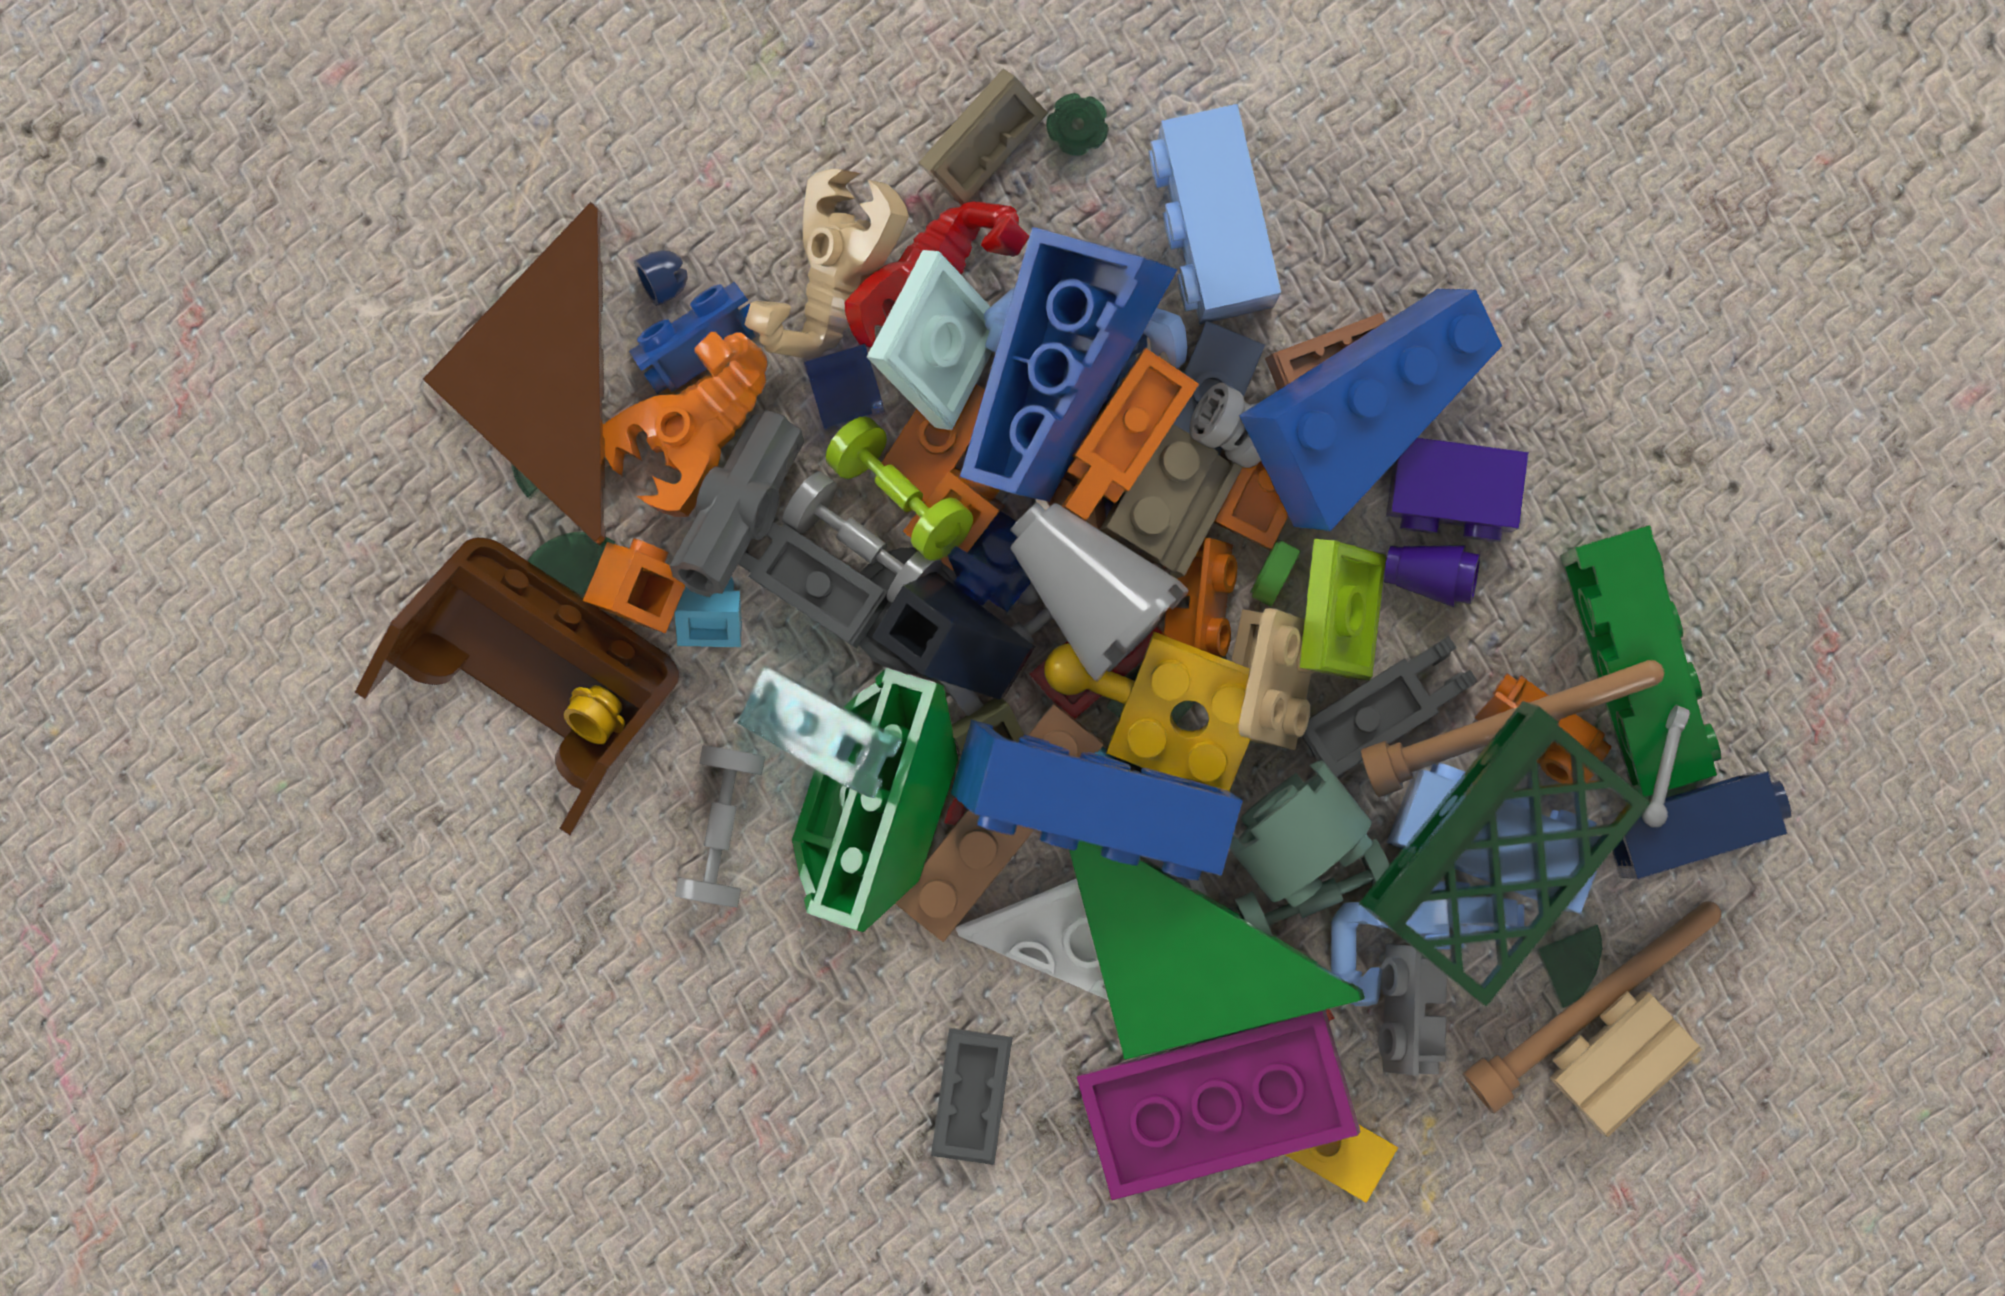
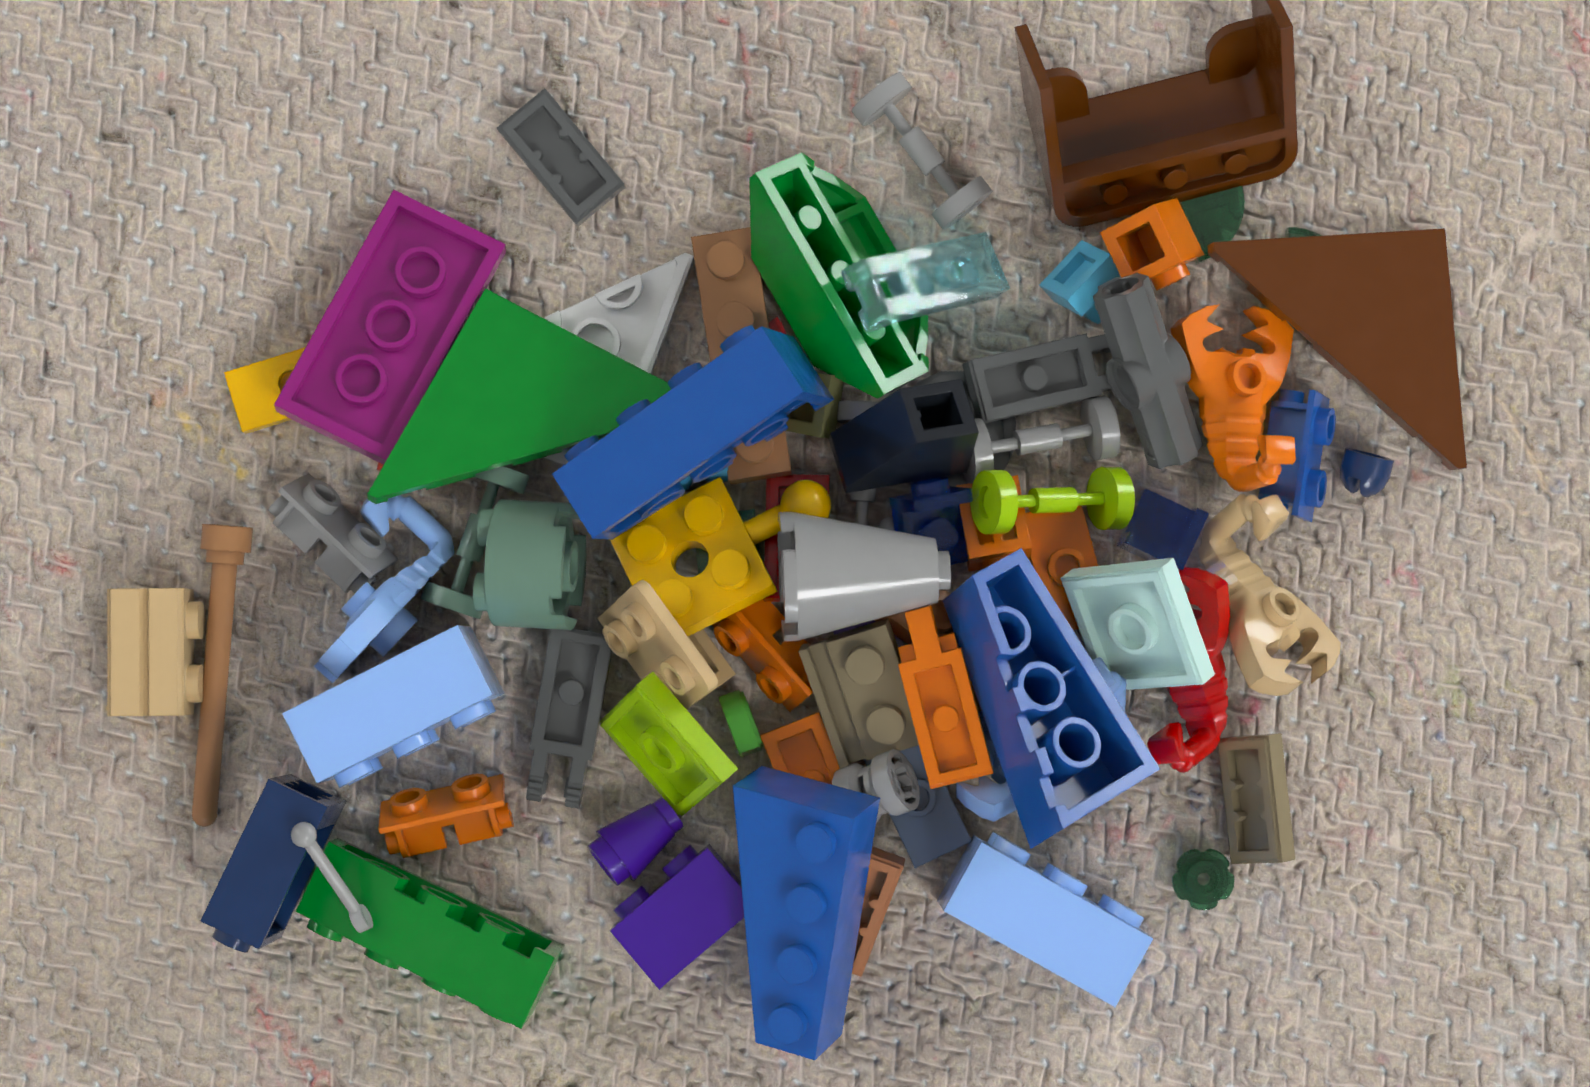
camera: 130 degrees right, 0 degrees up
(594, 713) = (1086, 133): yellow plate -> none
(1393, 764) = (520, 678): medium nougat piece -> none
(1464, 814) = (430, 685): dark green fence -> none
(1572, 963) = (259, 681): clear green tile -> none

